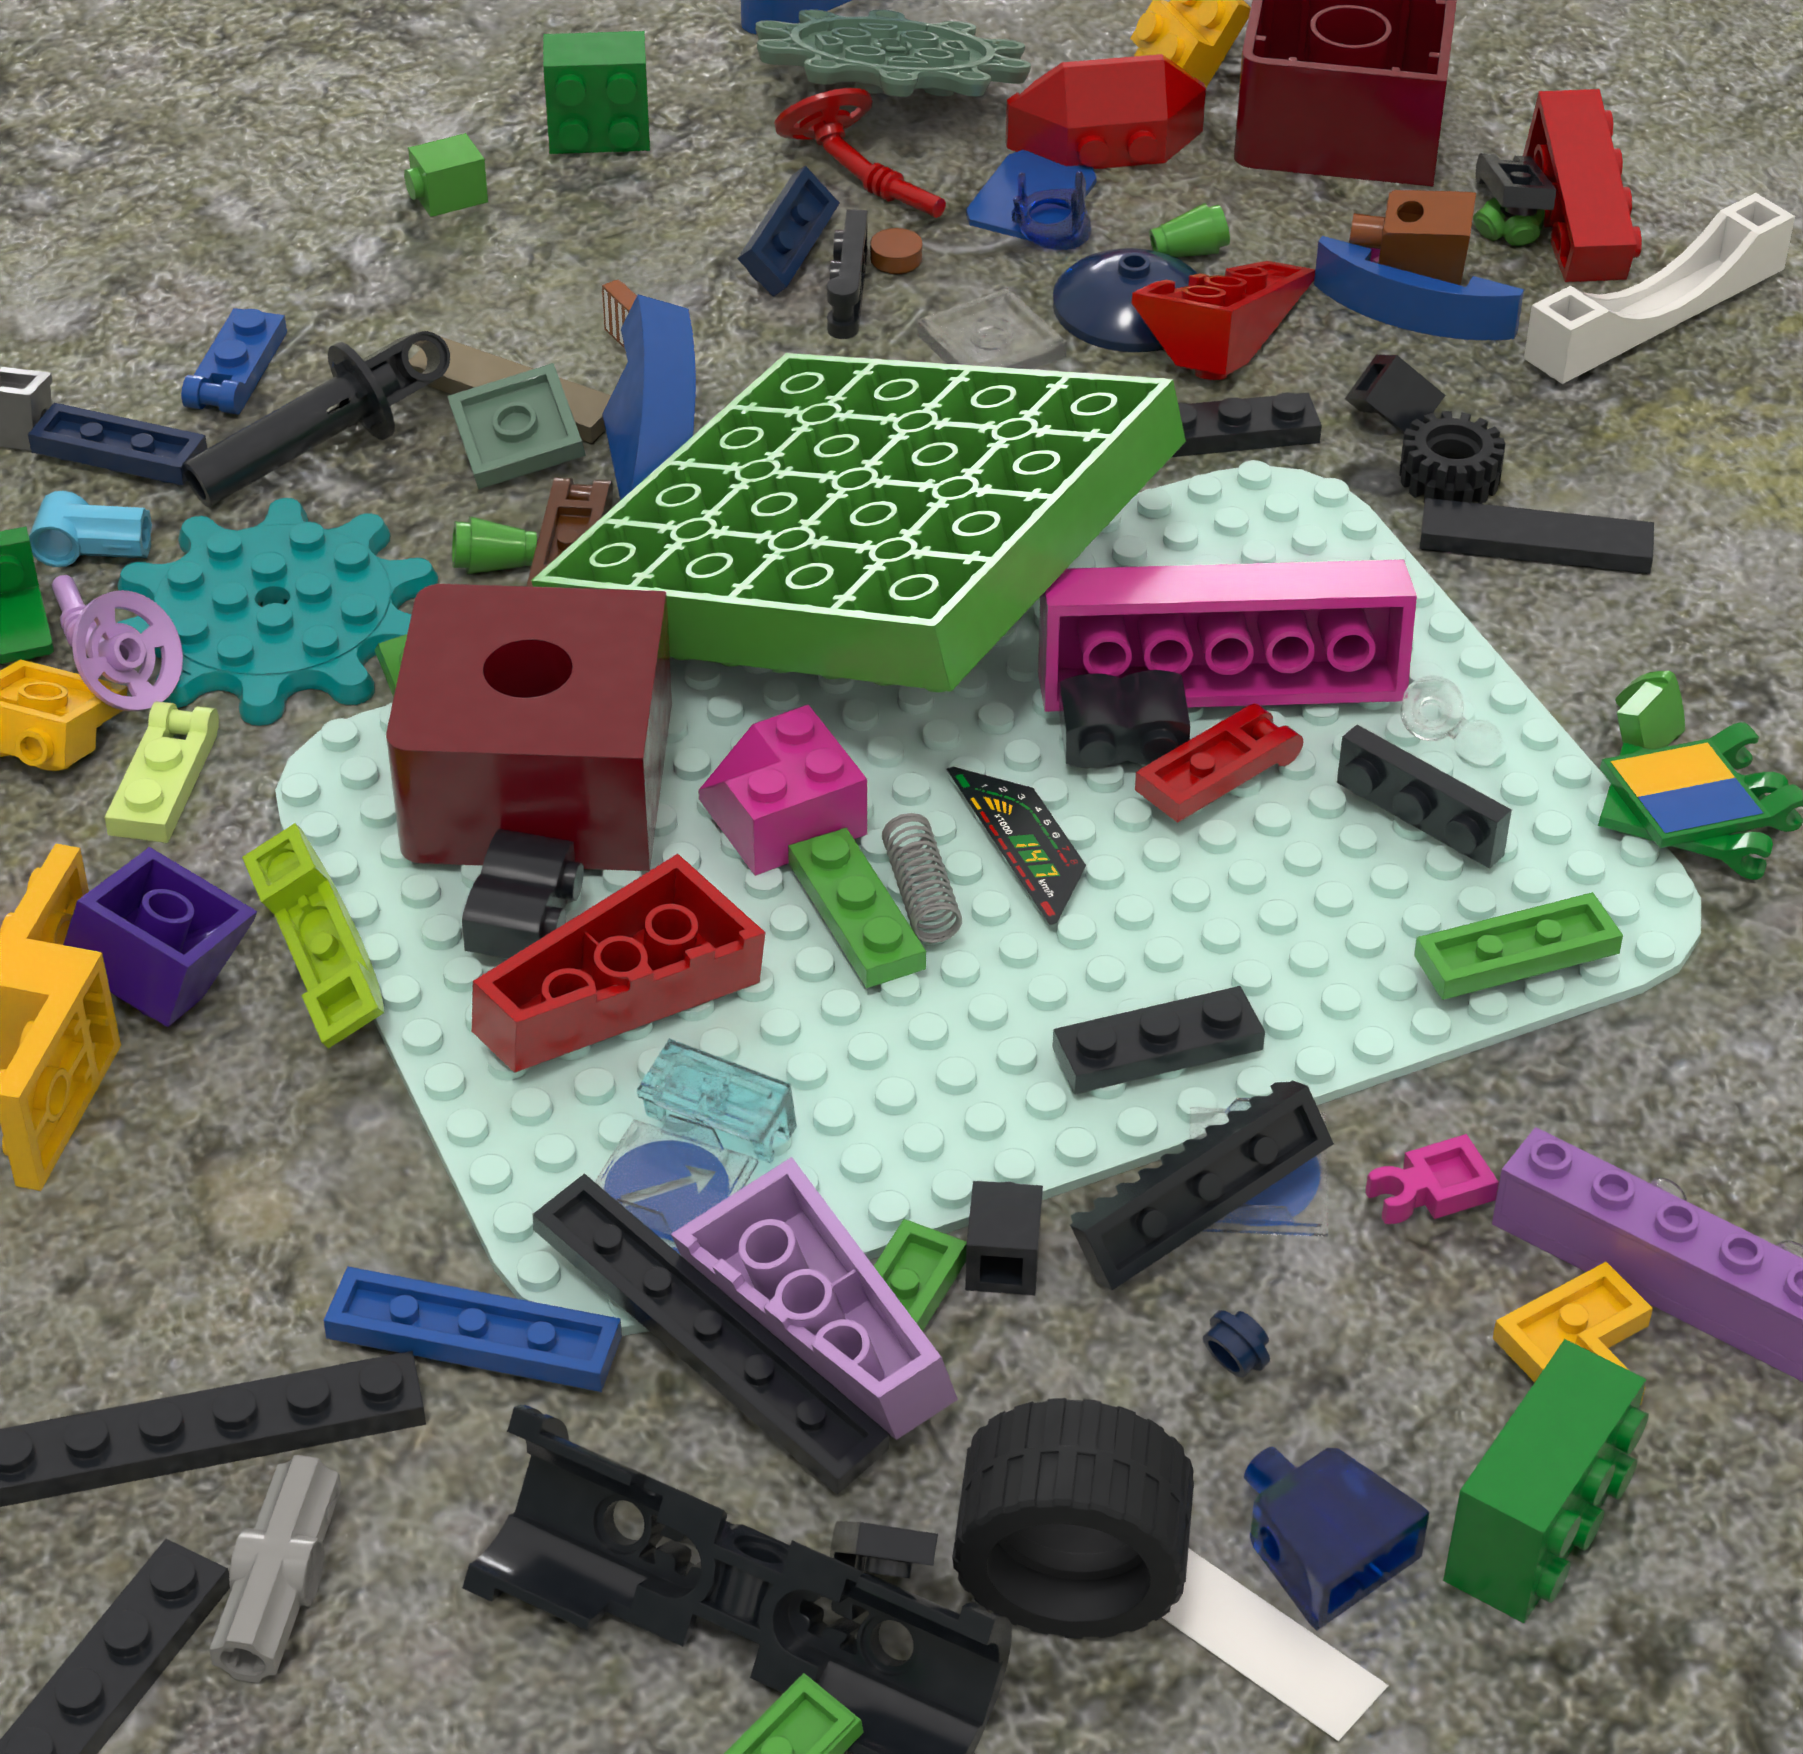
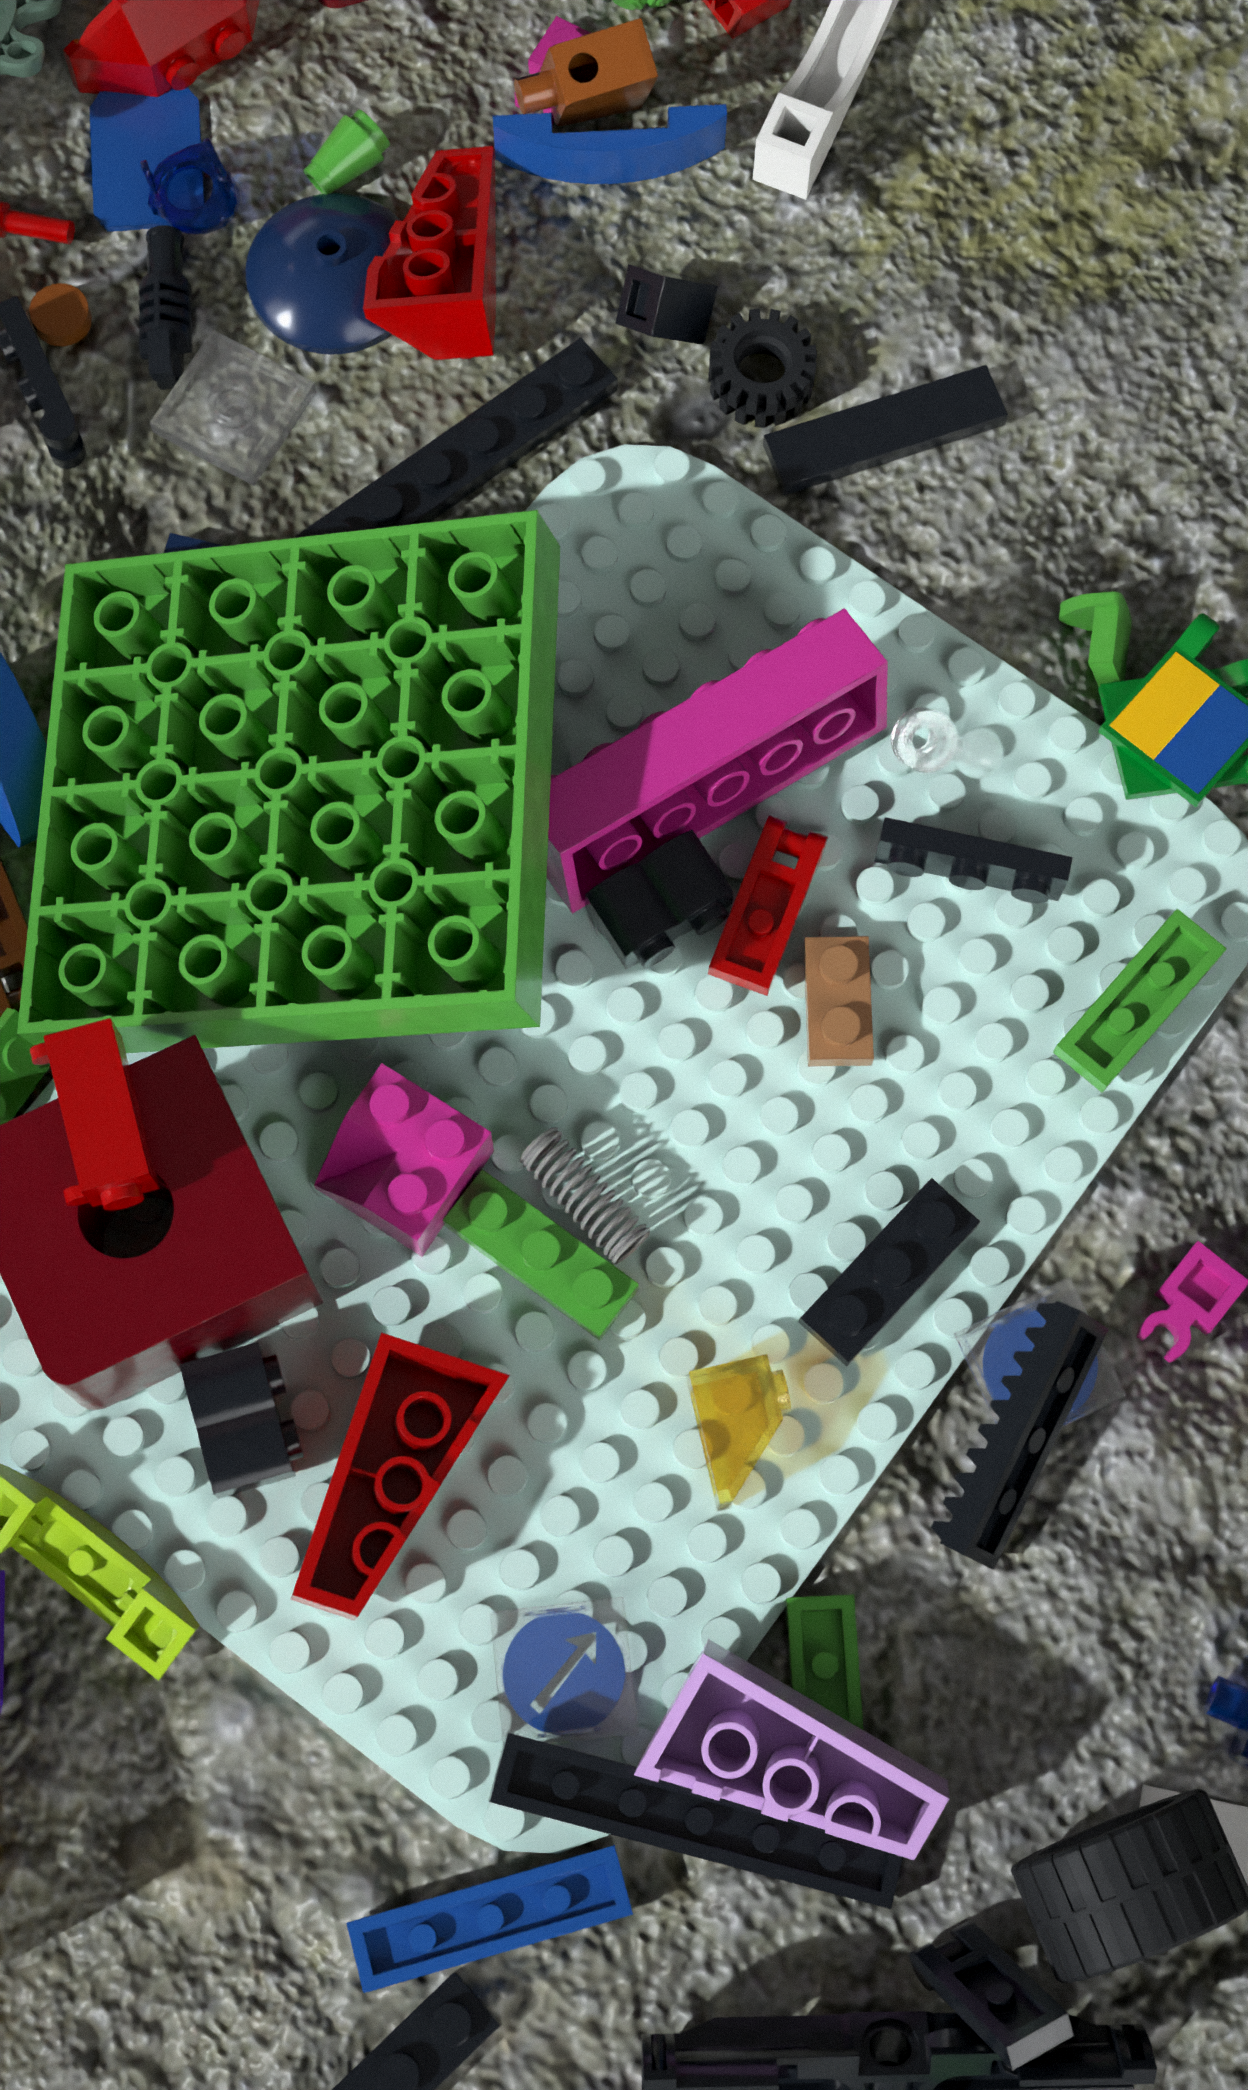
camera: 30 degrees left, 30 degrees up
(551, 590) = (99, 1115): none -> red brick
(719, 1096) = (567, 1578): clear light blue hinge -> none
(944, 1070) = (736, 1419): none -> clear yellow slope
(982, 264) = (165, 307): none -> black hinge
(1003, 1237) = (878, 1564): black brick -> none
(1026, 837) = (638, 1079): black sticker -> none
(1237, 1342) = (1126, 1573): dark blue plate -> none
(1238, 850) = (838, 1001): none -> medium nougat plate

